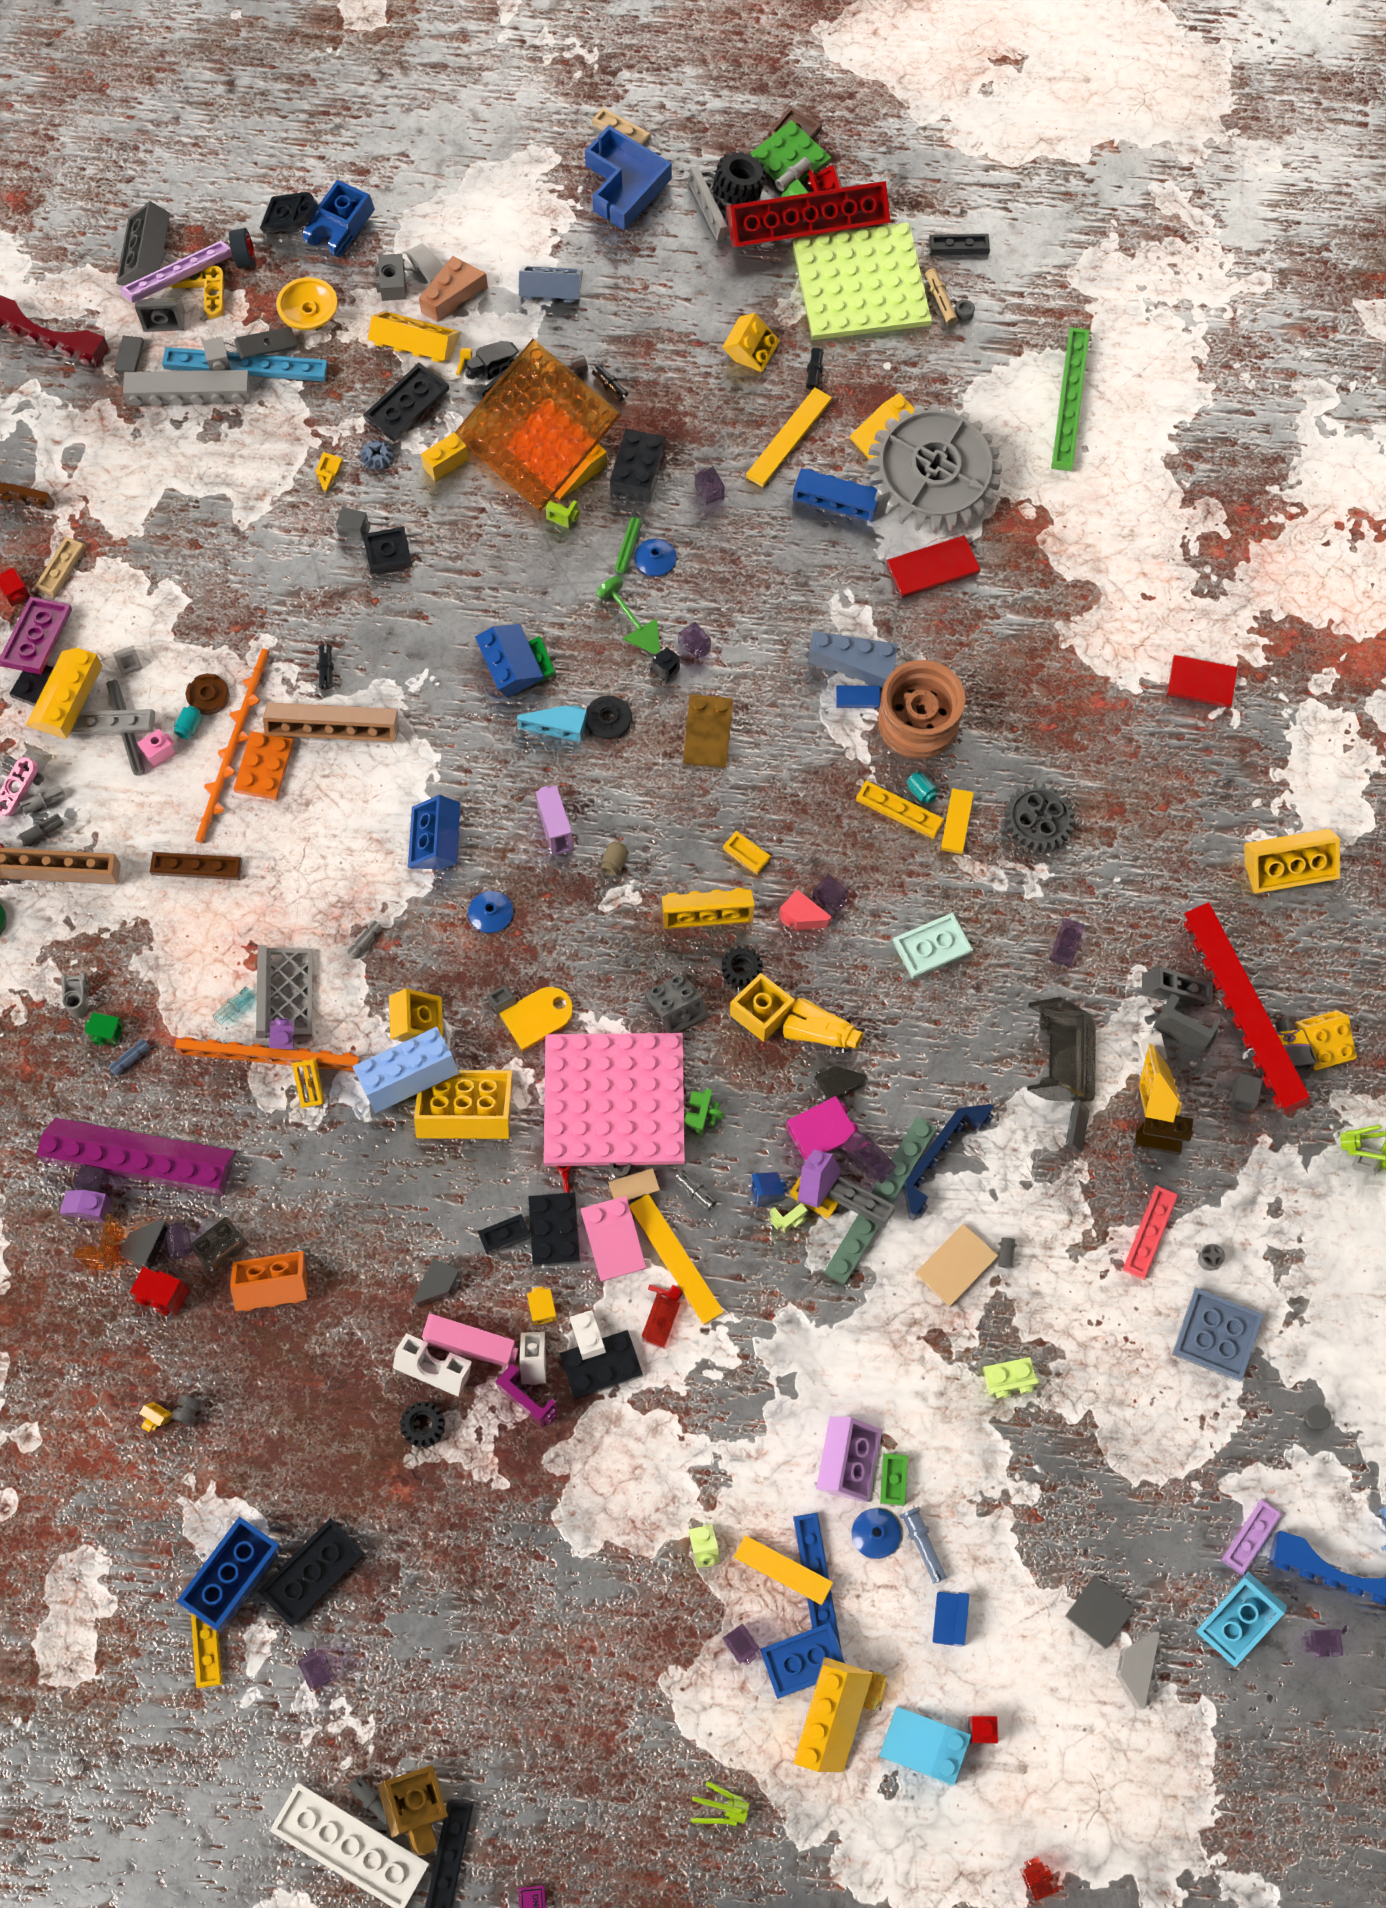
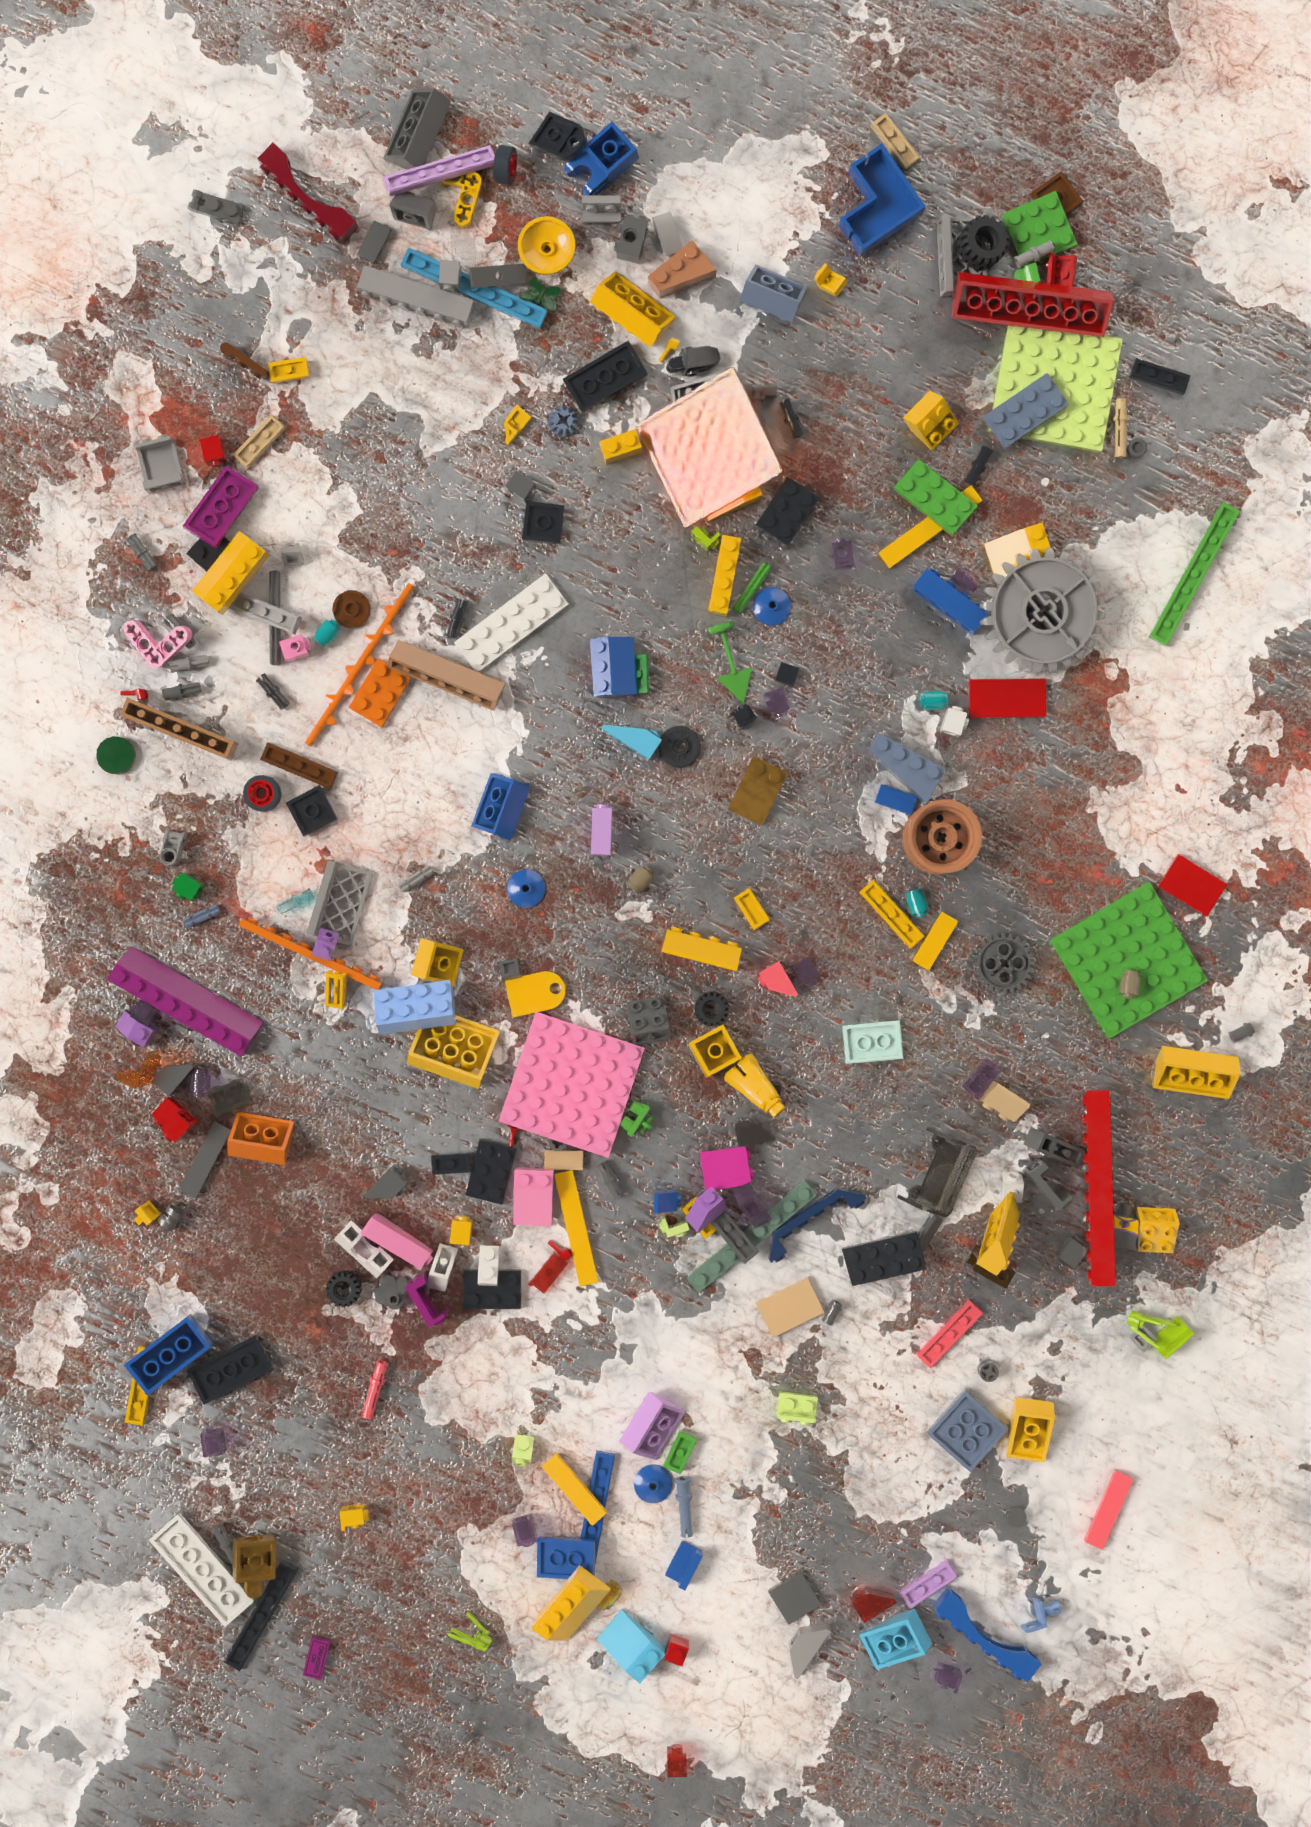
camera: 15 degrees right, 20 degrees up
(72, 491) = (288, 370): none -> yellow plate
(144, 799) = (272, 691): none -> black pin
(165, 916) = (272, 797): none -> wheel
(209, 1330) = (205, 1159): none -> dark grey tile
(223, 905) = (311, 810): none -> black plate
(316, 349) = (541, 294): none -> dark green piece
(351, 258) = (601, 209): none -> light grey bracket
(385, 654) = (511, 623): none -> white plate
(477, 1406) = (388, 1289): none -> dark grey plate
(498, 1534) = (377, 1381): none -> coral pin
(523, 1704) = (353, 1516): none -> yellow brick
(595, 540) = (724, 576): none -> yellow brick
(602, 256) = (830, 281): none -> yellow bracket
(695, 613) = (787, 674): none -> black tile
(783, 408) = (935, 497): none -> bright green plate
(841, 306) = (1025, 410): none -> sand blue plate
(845, 469) = (966, 579): none -> clear purple brick
(858, 589) = (933, 700): none -> teal brick
(888, 602) = (954, 721): none -> white brick
(1041, 1168) = (884, 1258): none -> black plate
(1101, 953) = (1003, 1101): none -> tan slope
(1169, 775) = (1129, 936): none -> bright green plate
(1182, 790) = (1130, 984): none -> dark tan brick
(1192, 1582) = (871, 1602): none -> clear red slope
(1289, 1307) = (1030, 1429): none -> yellow slope
(1325, 801) = (1242, 1032): none -> dark grey pin

